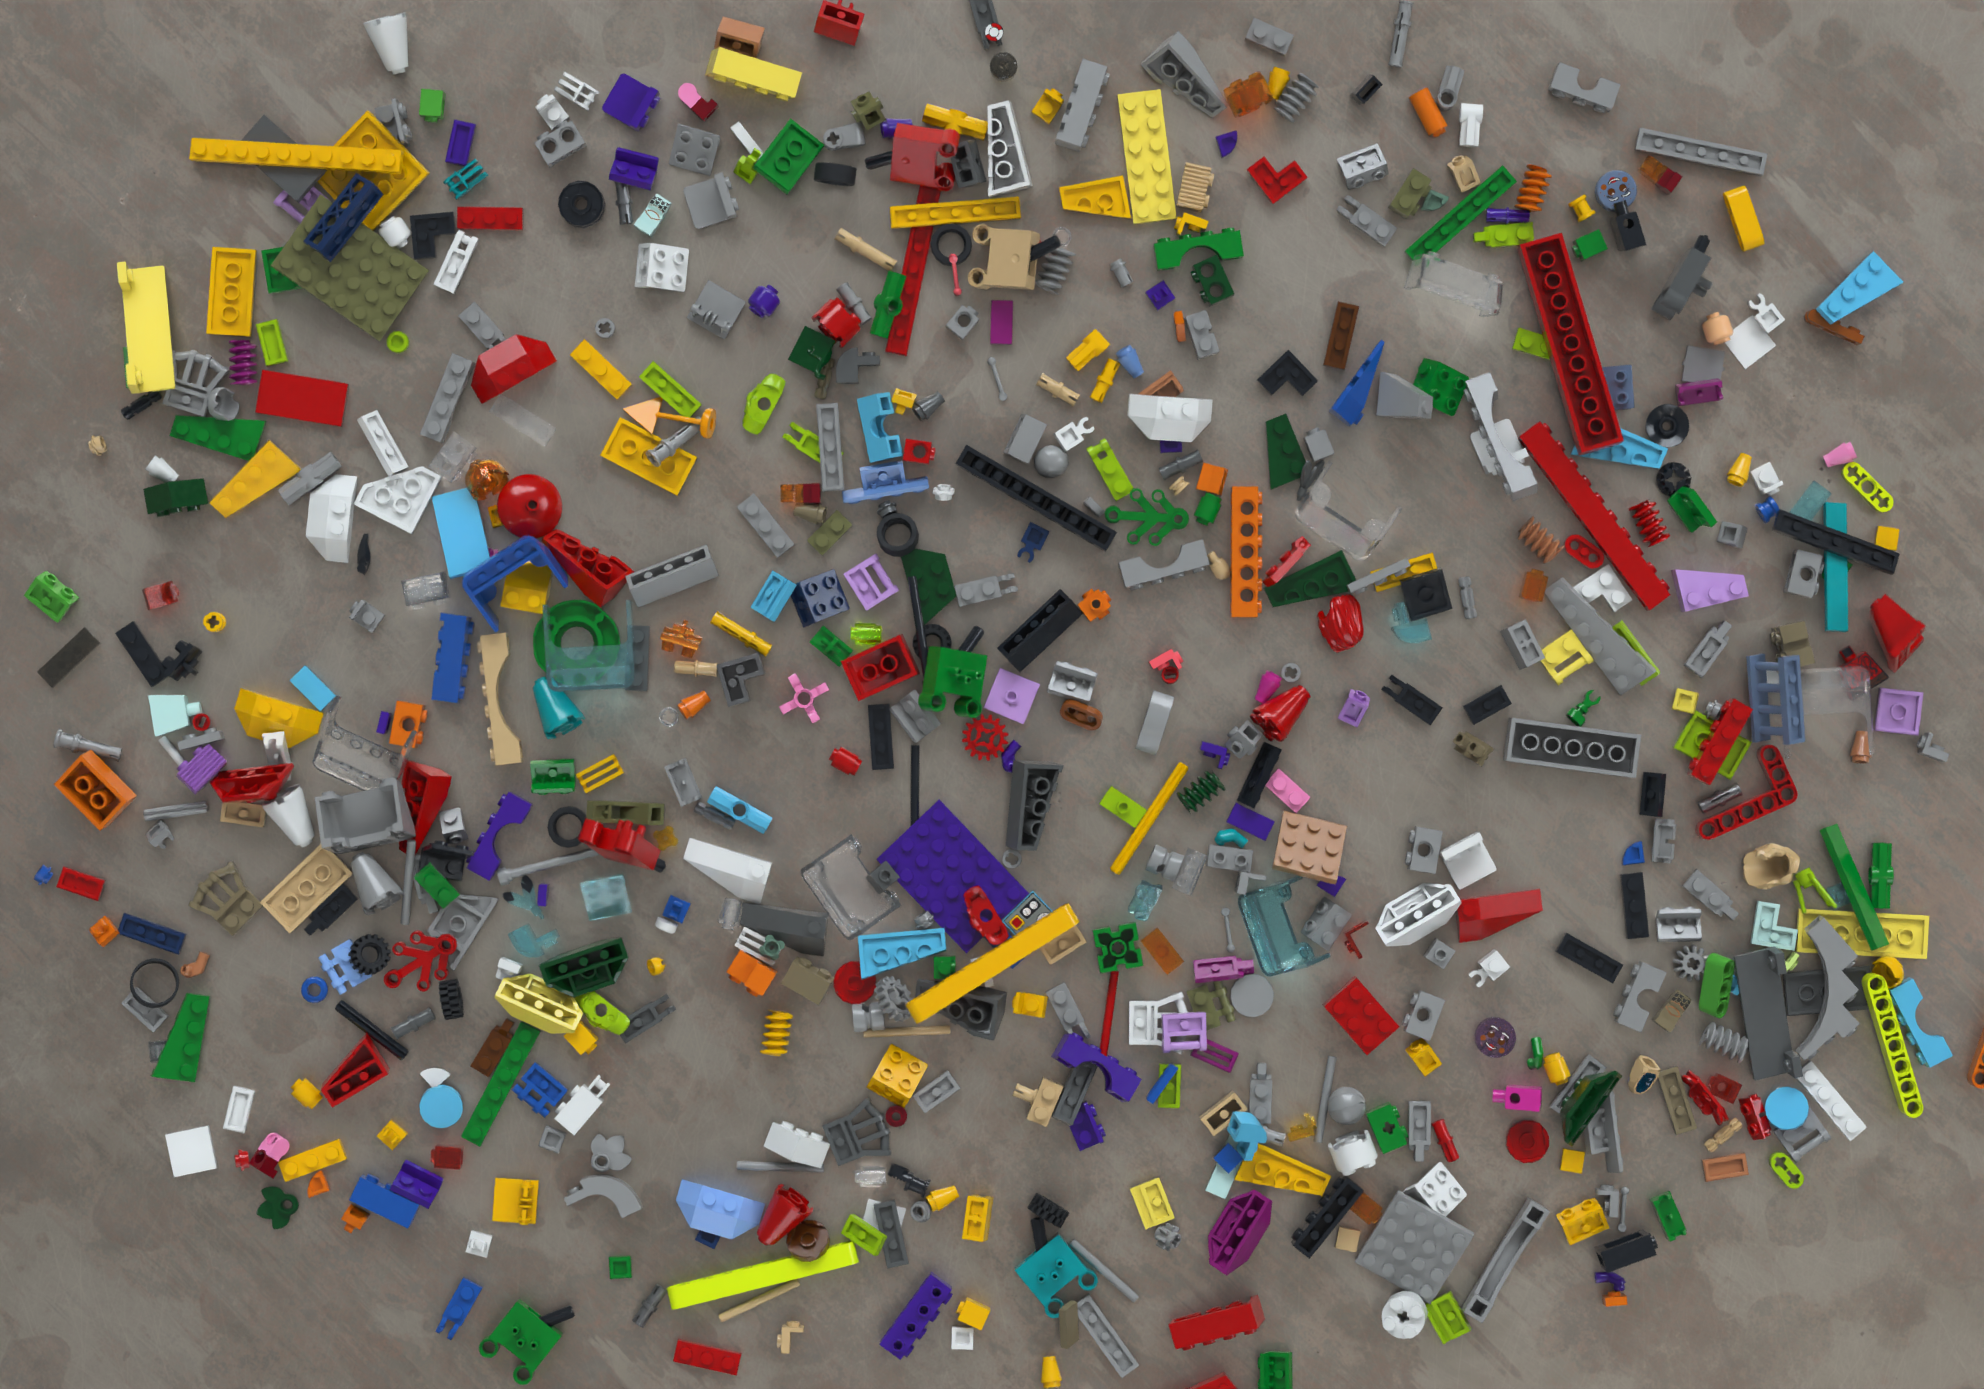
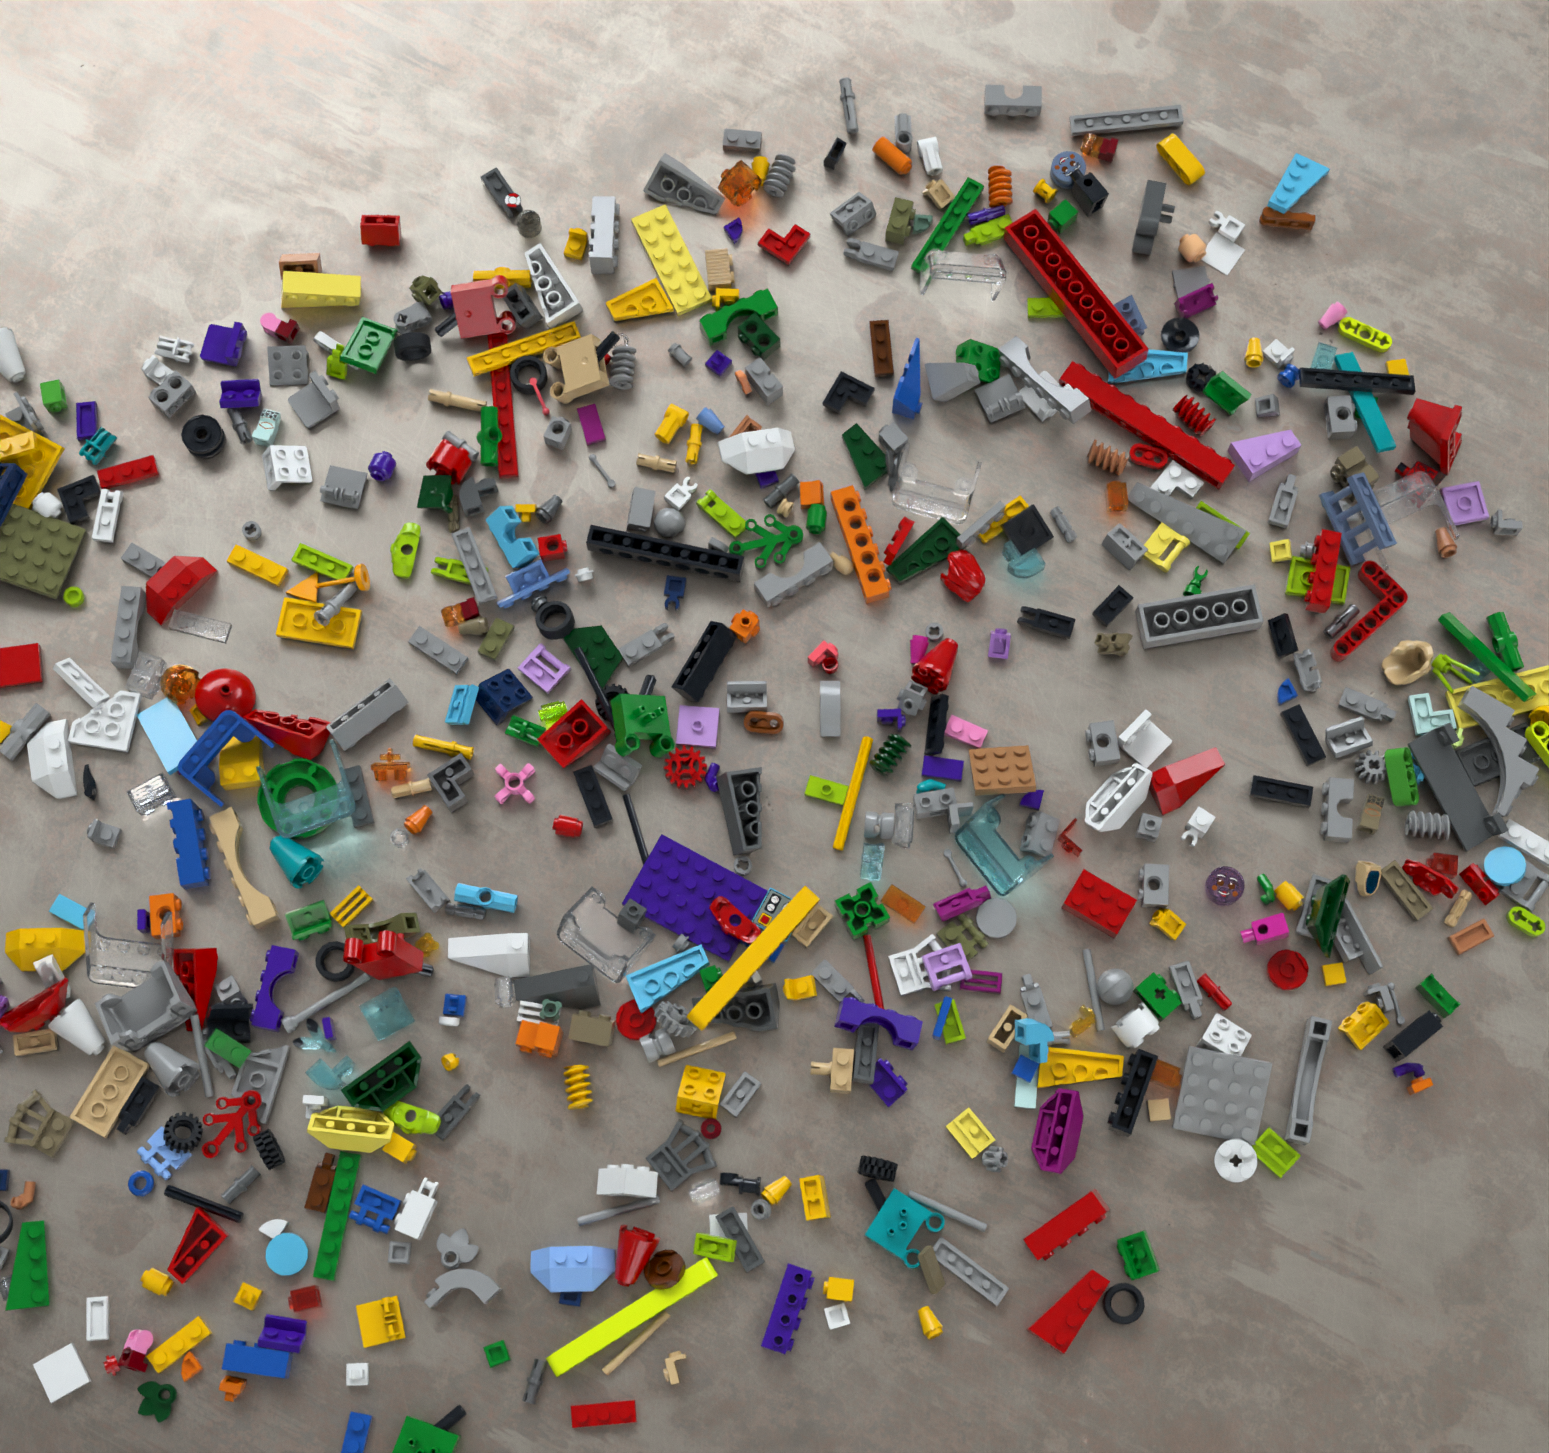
camera: 20 degrees left, 15 degrees down
(1449, 434) = (1000, 398): none -> light grey hinge

